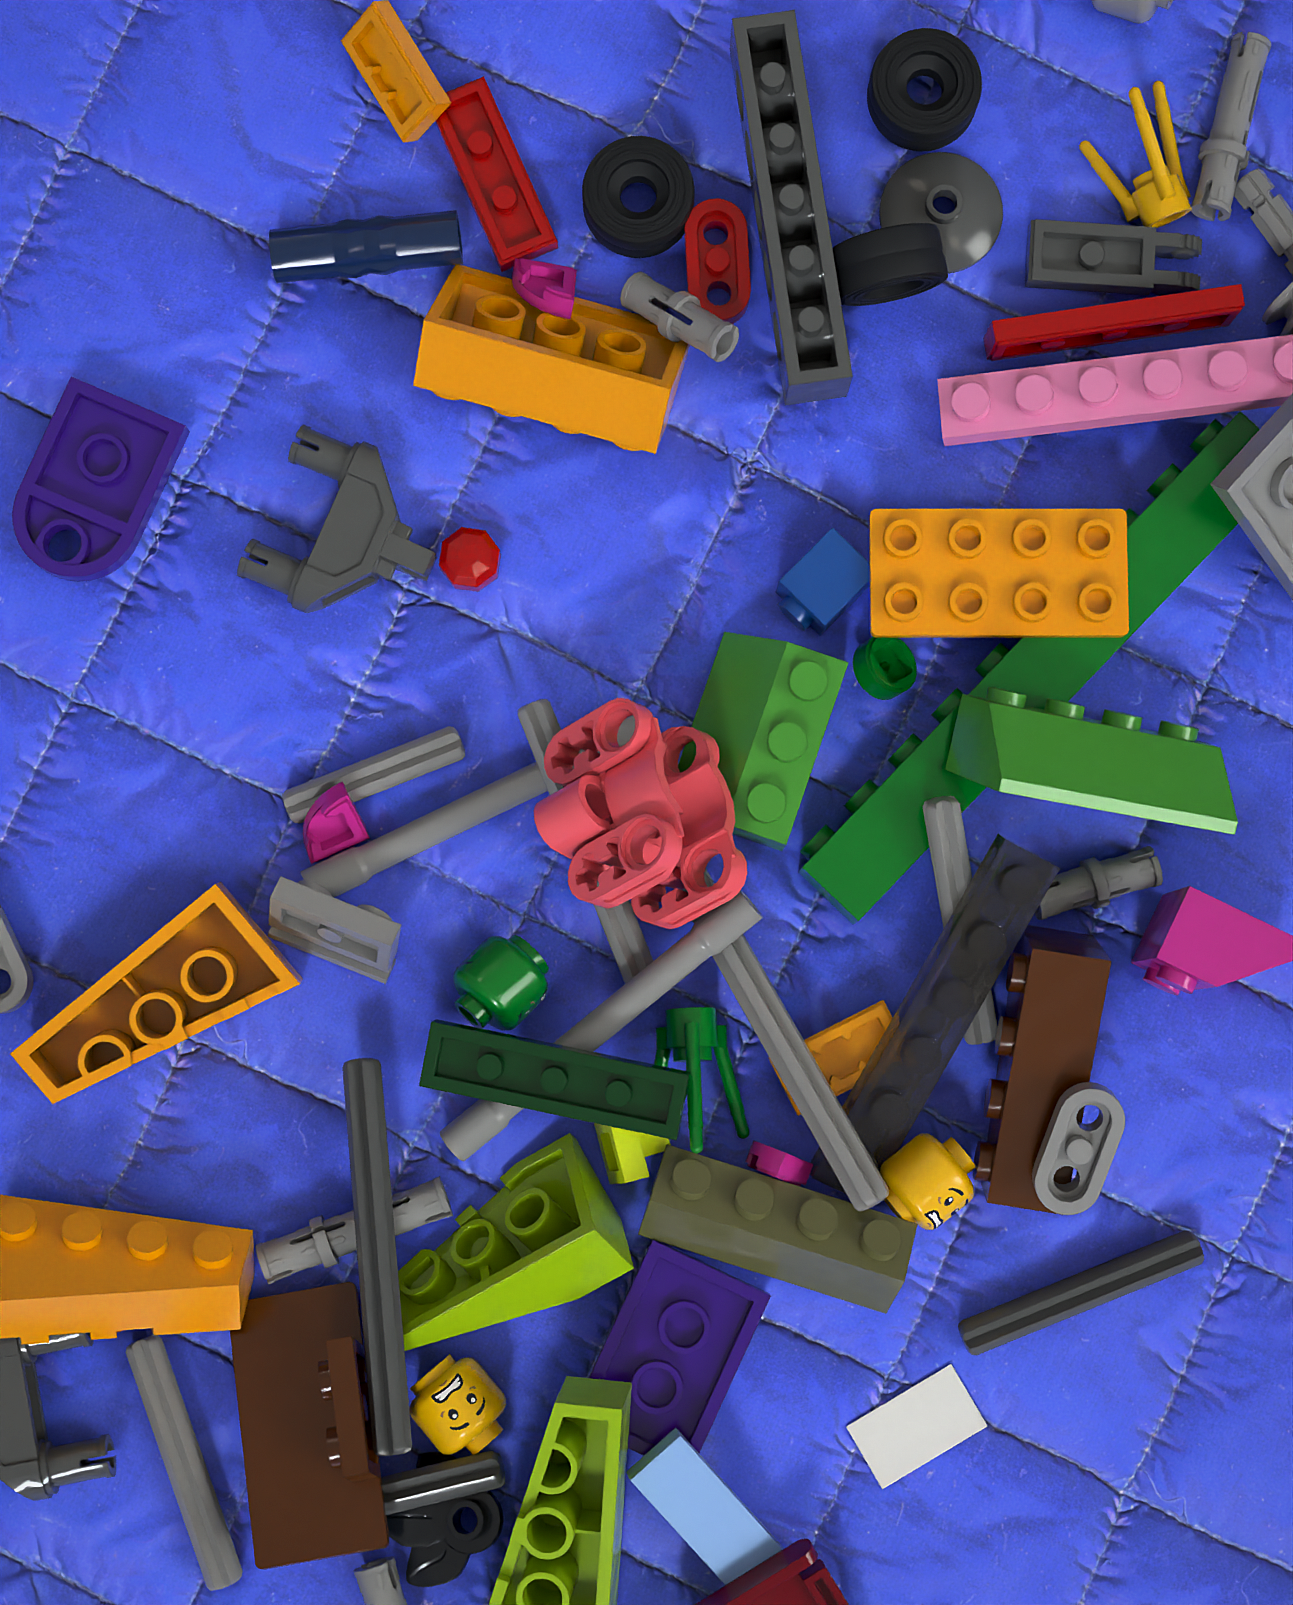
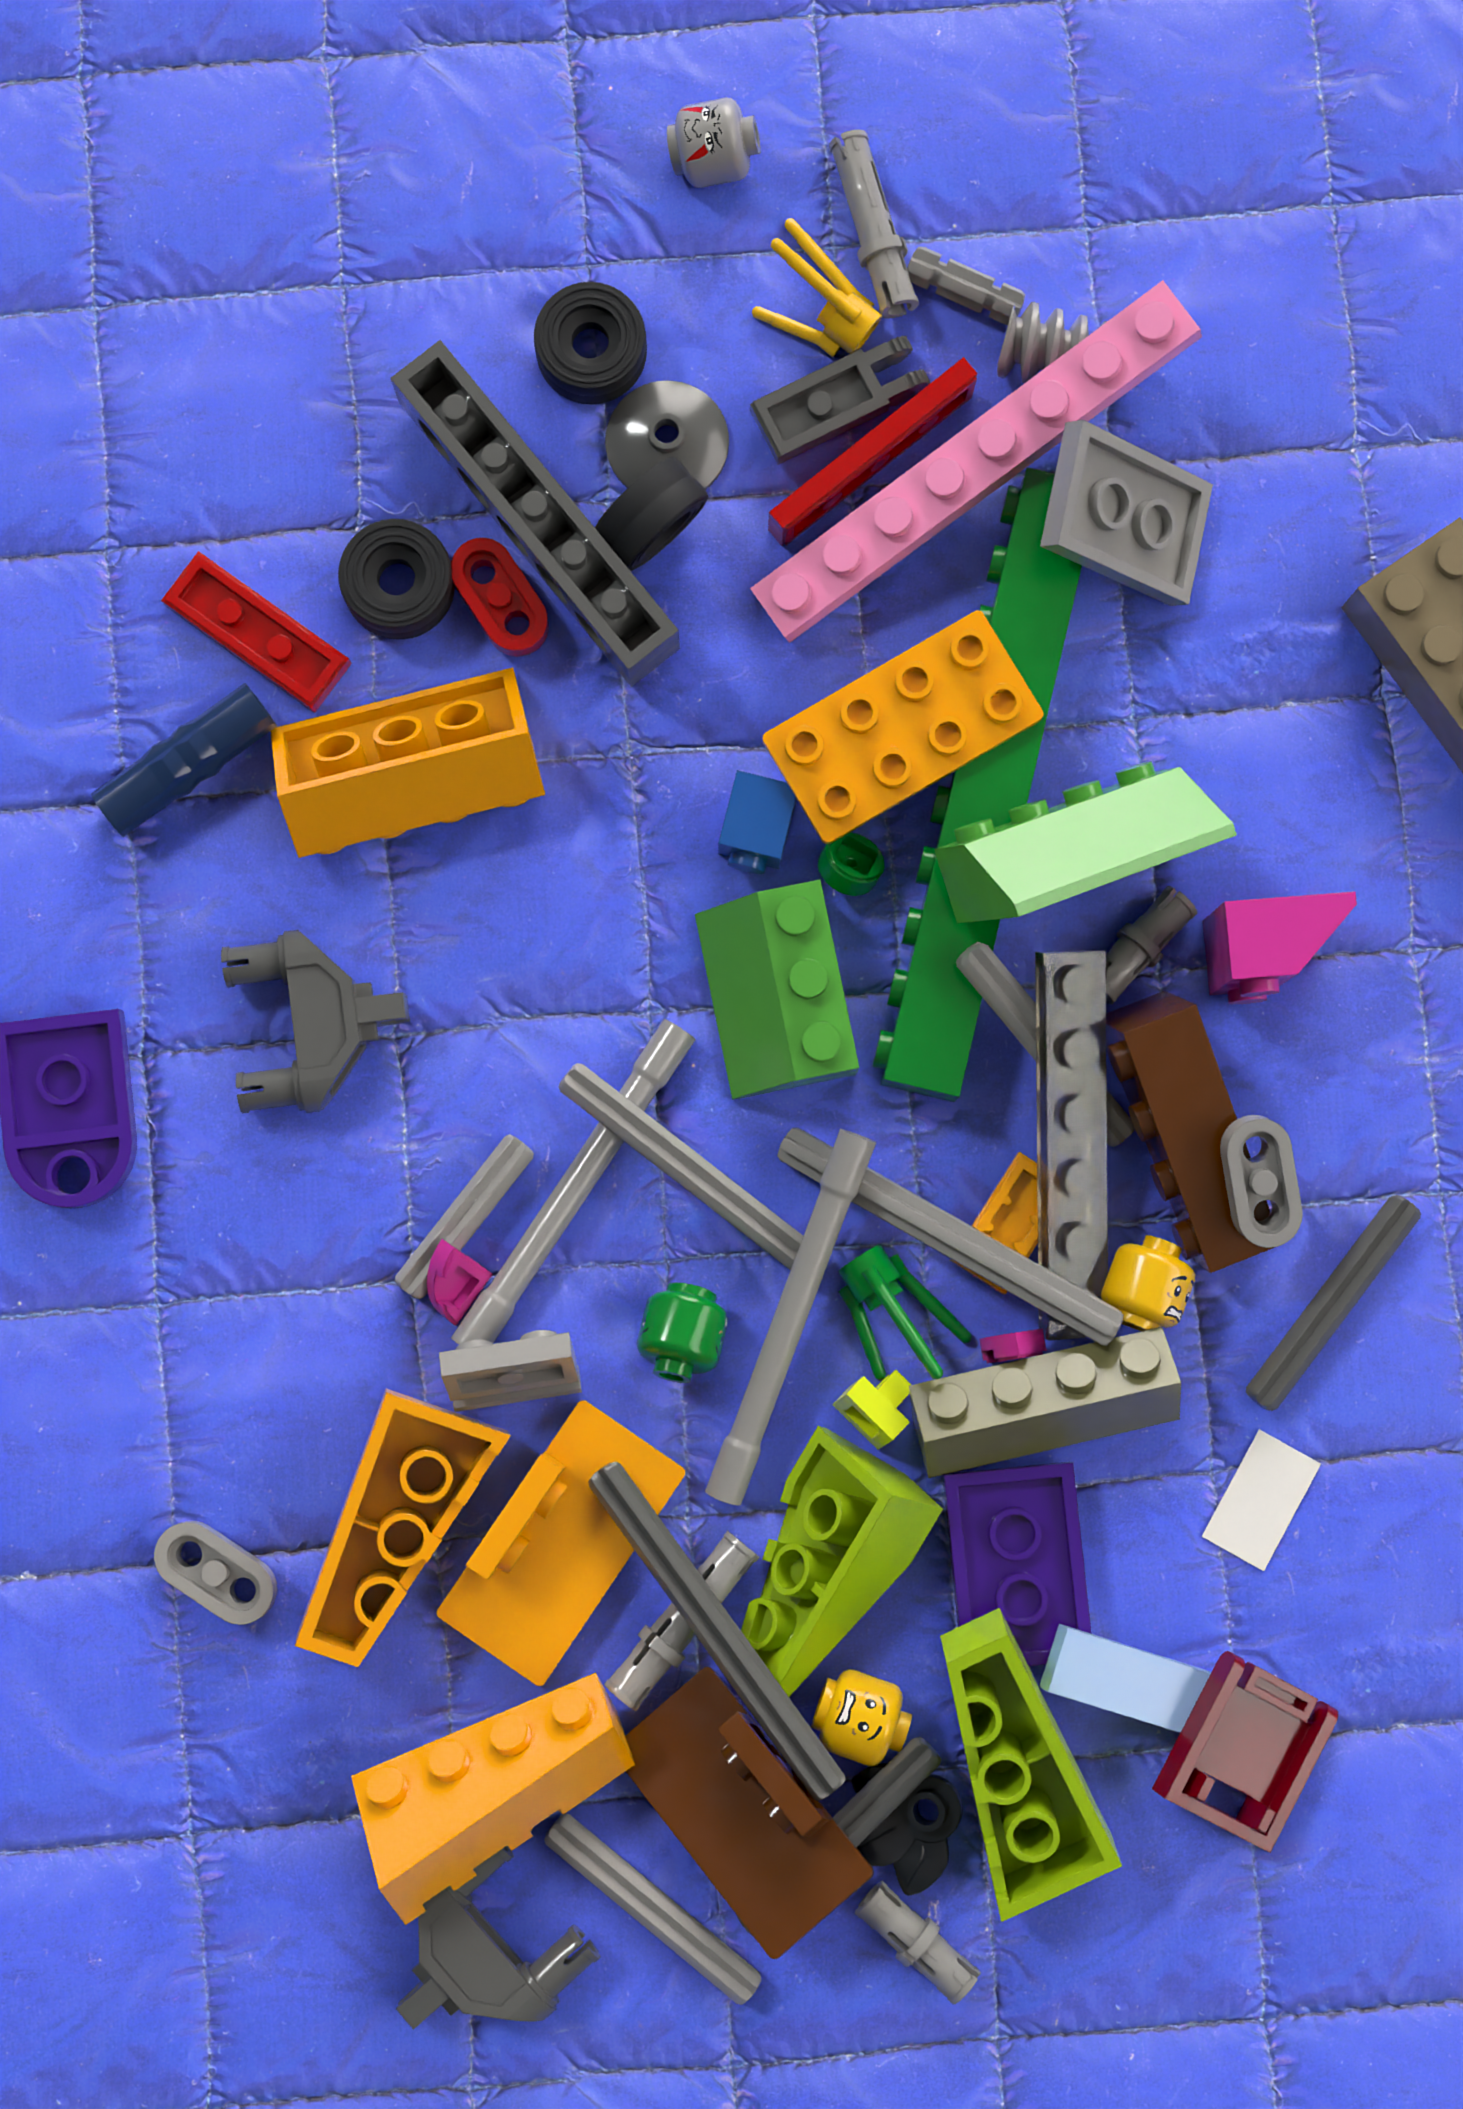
camera: 30 degrees left, 0 degrees up
(283, 1101) = (554, 1546): none -> light orange bracket
(395, 71) = (118, 591): light orange plate -> none
(469, 559) = (436, 980): red tile -> none
(545, 286) = (362, 703): dark pink tile -> none
(555, 1079) = (780, 1387): dark green plate -> none
(639, 819) = (720, 1119): coral piece -> none
(705, 333) = (529, 663): light grey pin -> none

